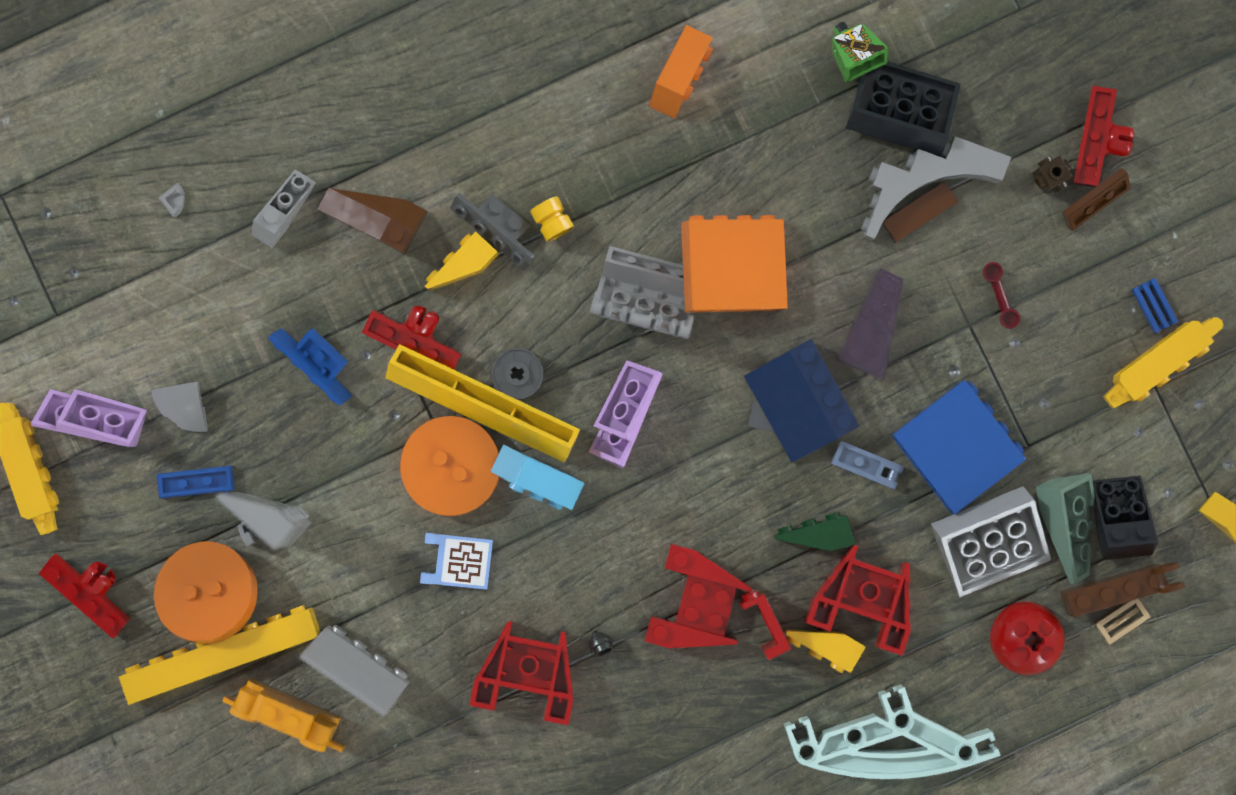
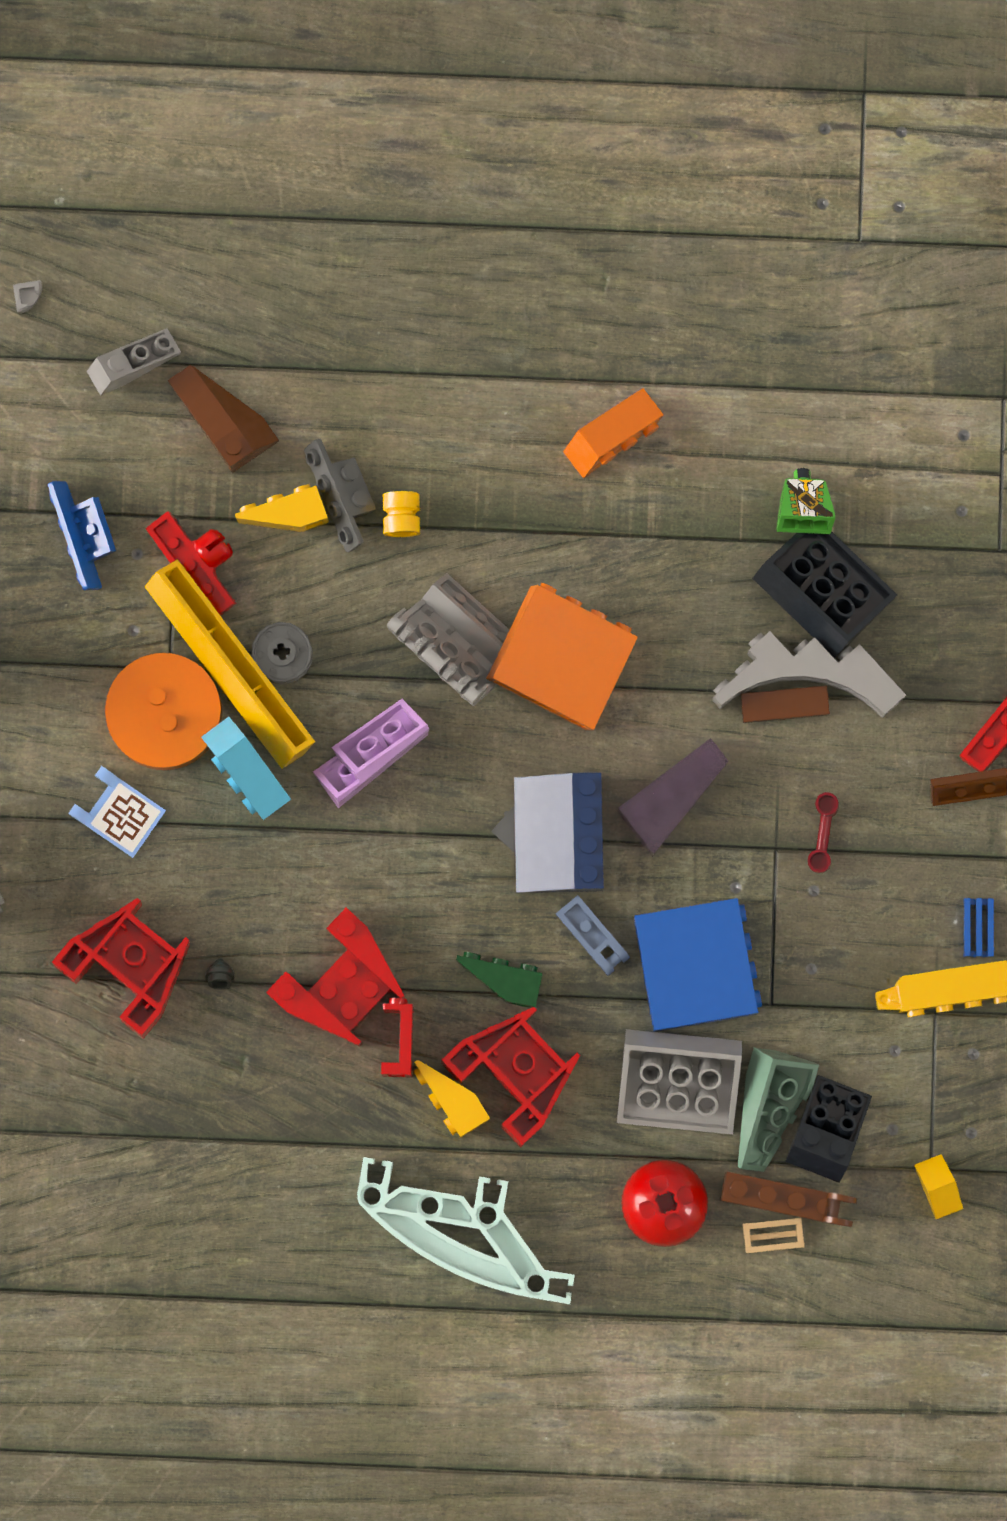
camera: 25 degrees right, 5 degrees down
(1046, 180) = (934, 743): dark brown brick -> none

